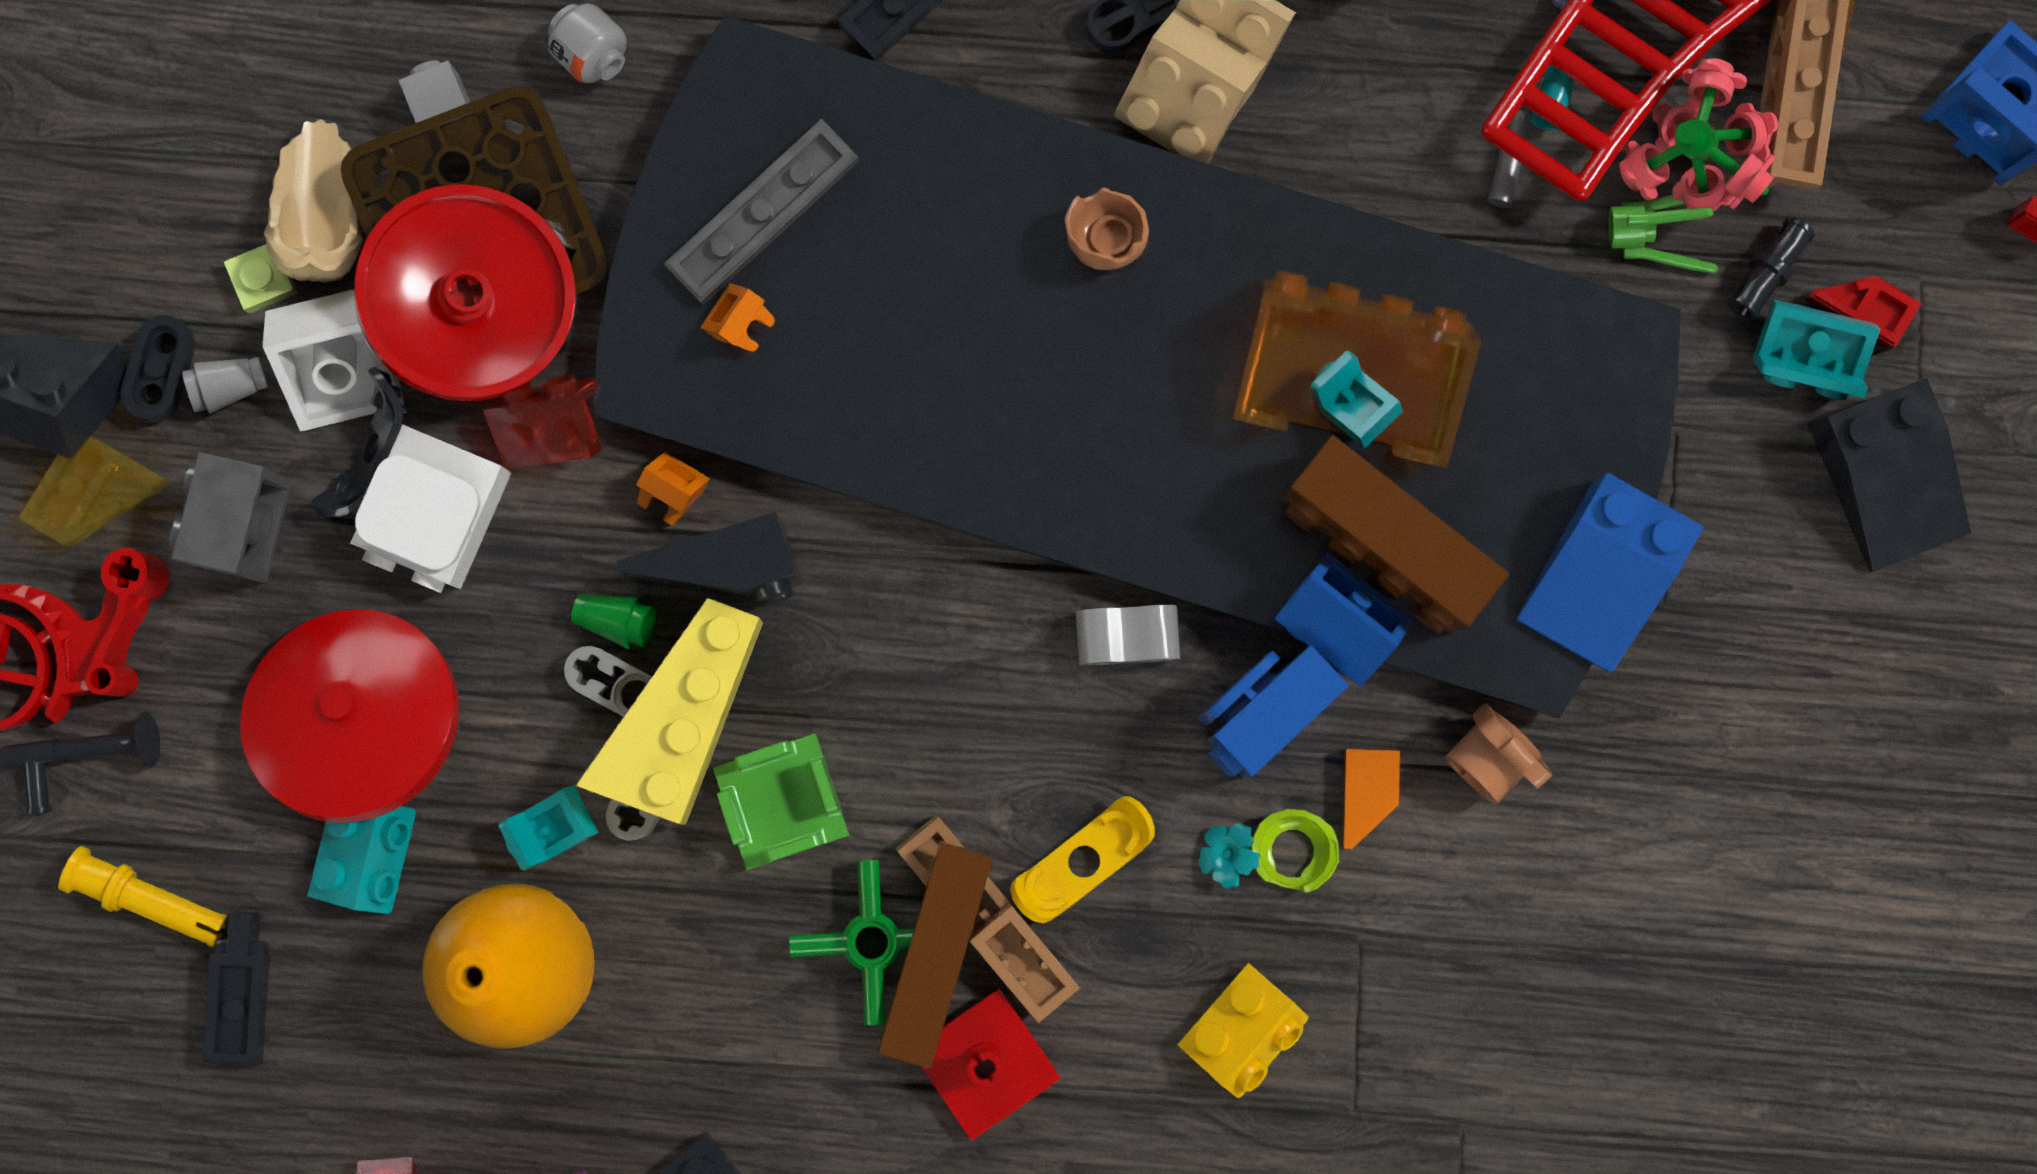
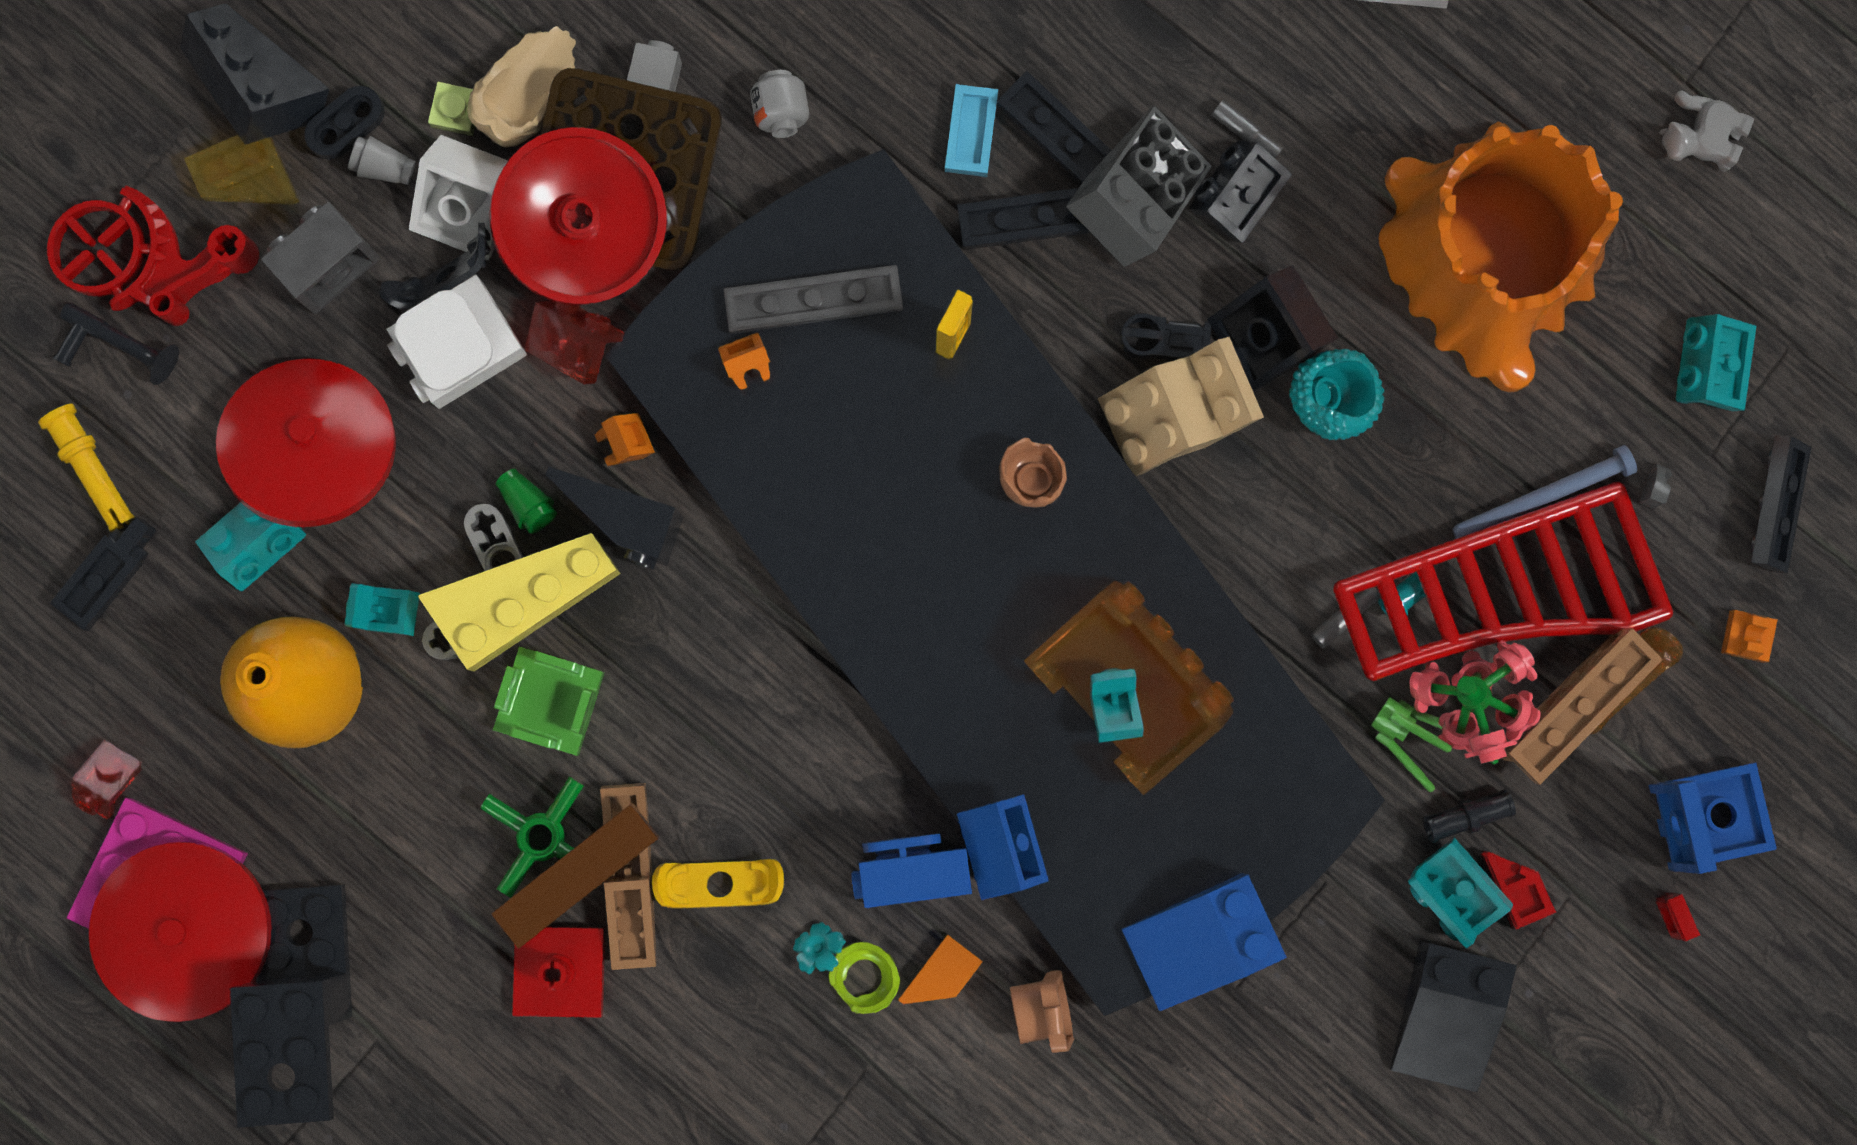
camera: 35 degrees right, 0 degrees up
(926, 130) = (954, 325): none -> yellow tile
(1127, 635) = (856, 754): light grey axle -> none
(1244, 1032) = (744, 1074): yellow bracket -> none
(1393, 538) = (1074, 816): reddish brown piece -> none

